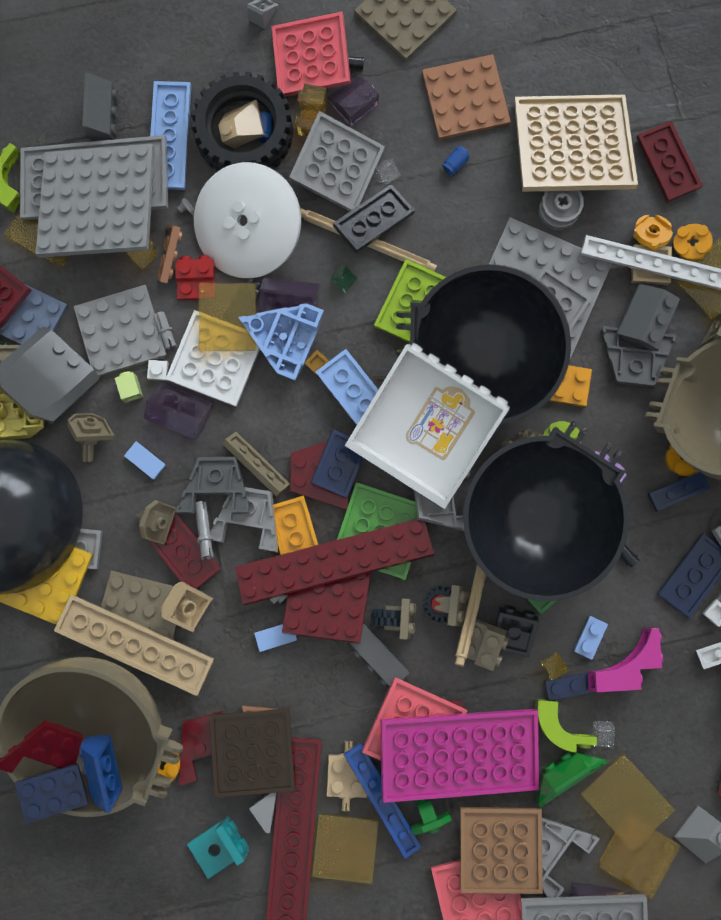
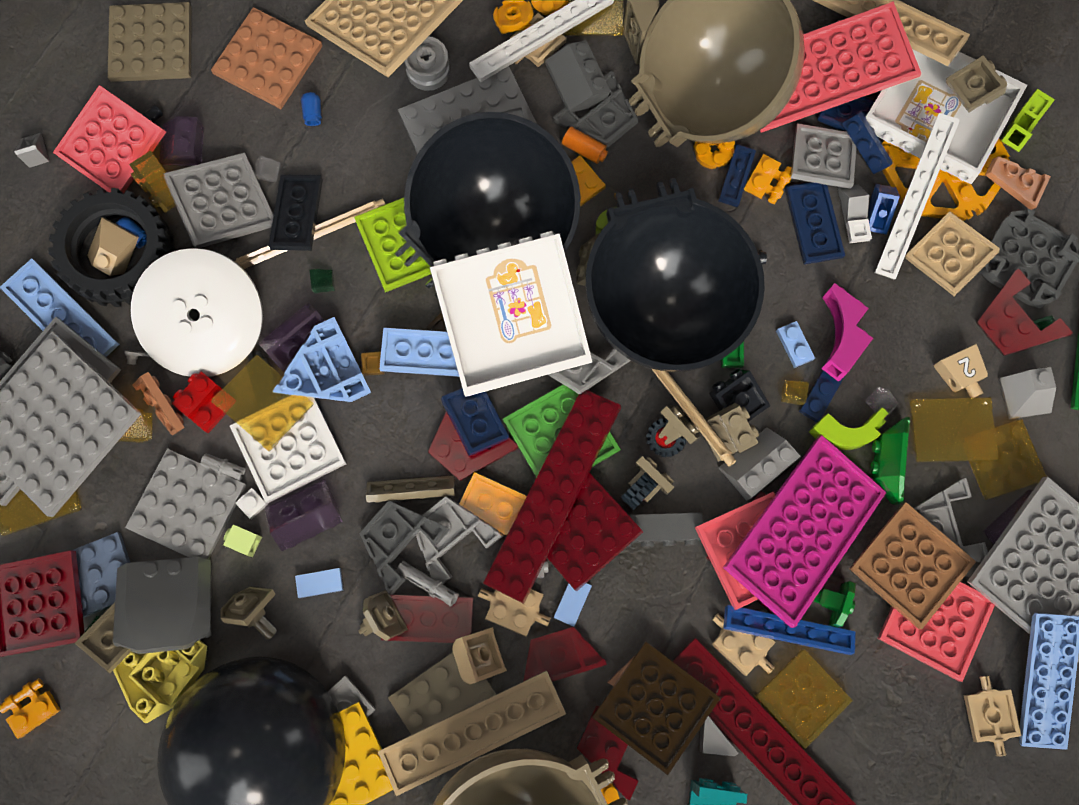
camera: 55 degrees left, 5 degrees down
(232, 606) = (513, 614): none -> tan plate
(233, 660) = (561, 655): none -> dark red wing
(480, 684) = (760, 463): none -> light grey slope
(602, 366) = (584, 145): none -> orange brick
(678, 774) = (963, 371): none -> tan torso
(694, 510) = (762, 176): none -> light orange plate

